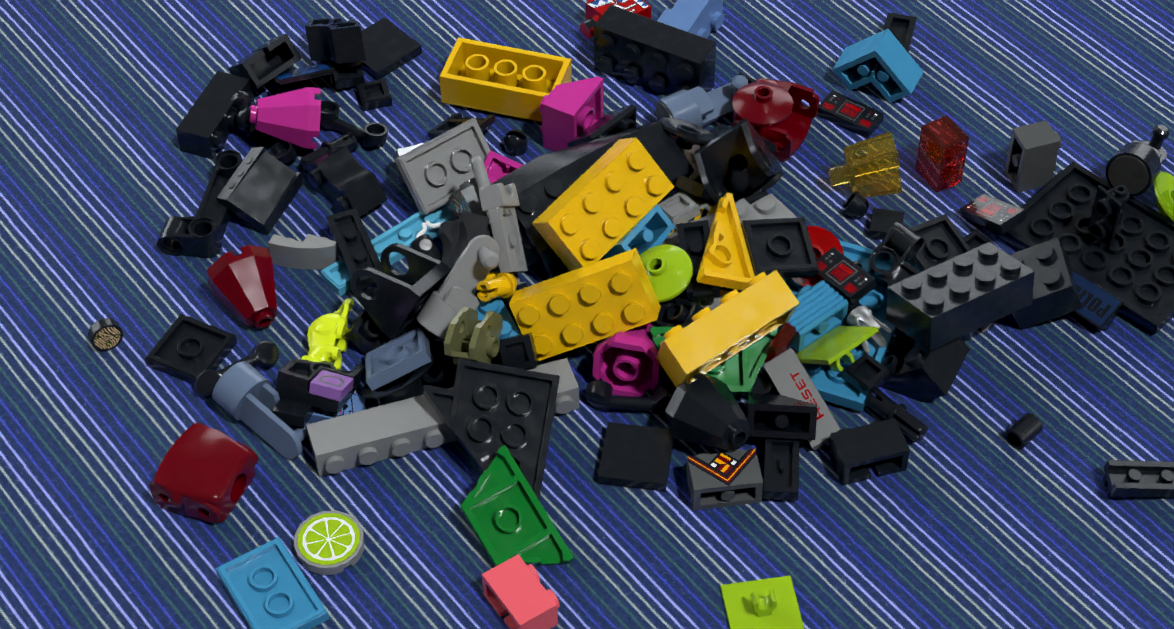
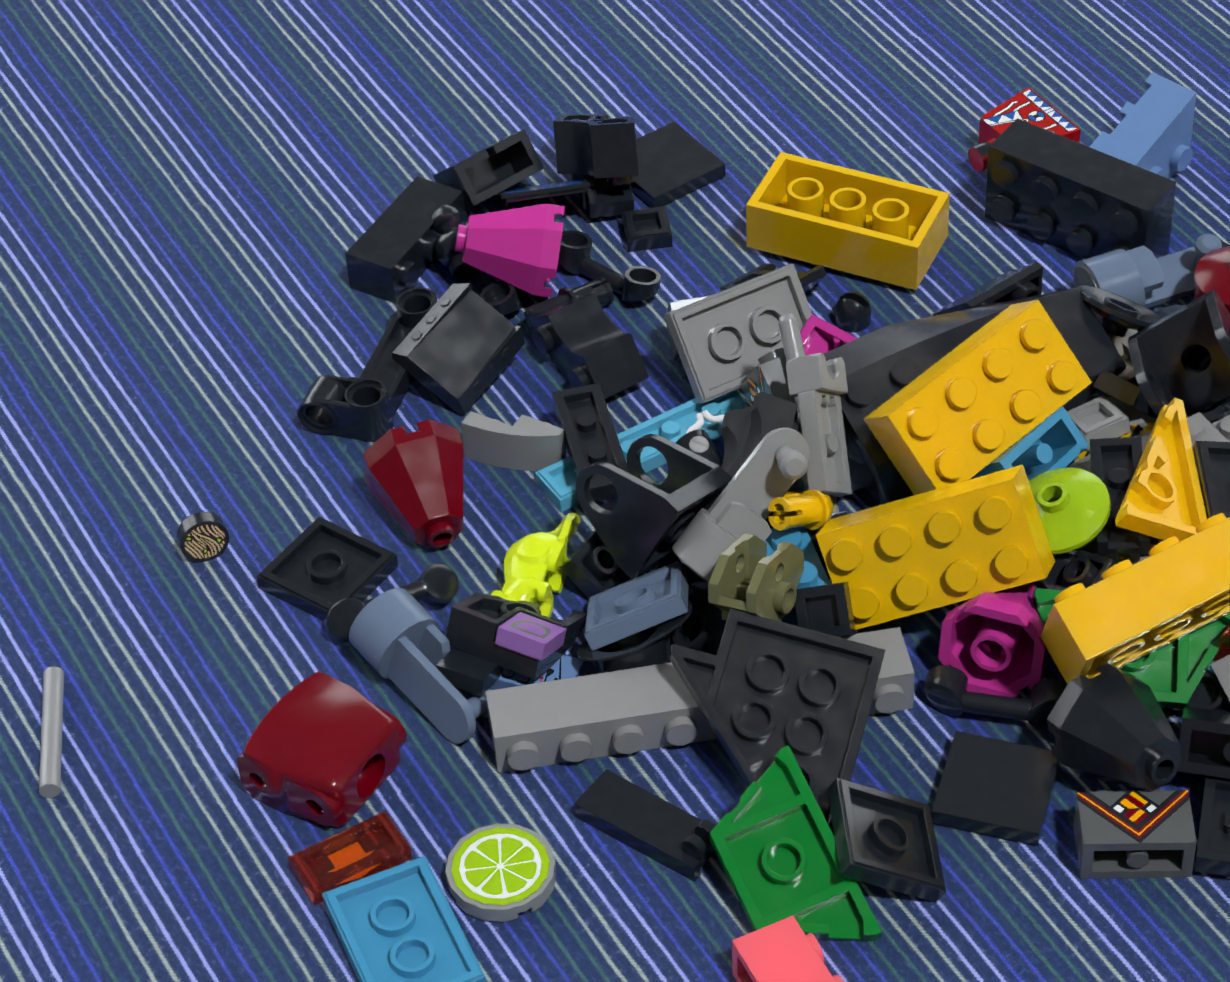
camera: 10 degrees right, 5 degrees down
(22, 477) = (51, 732): none -> light grey bar
(230, 541) = (350, 856): none -> clear red tile
(419, 501) = (647, 824): none -> black hinge
(570, 111) = (942, 266): dark pink slope -> none
(571, 498) = (885, 840): none -> black tile

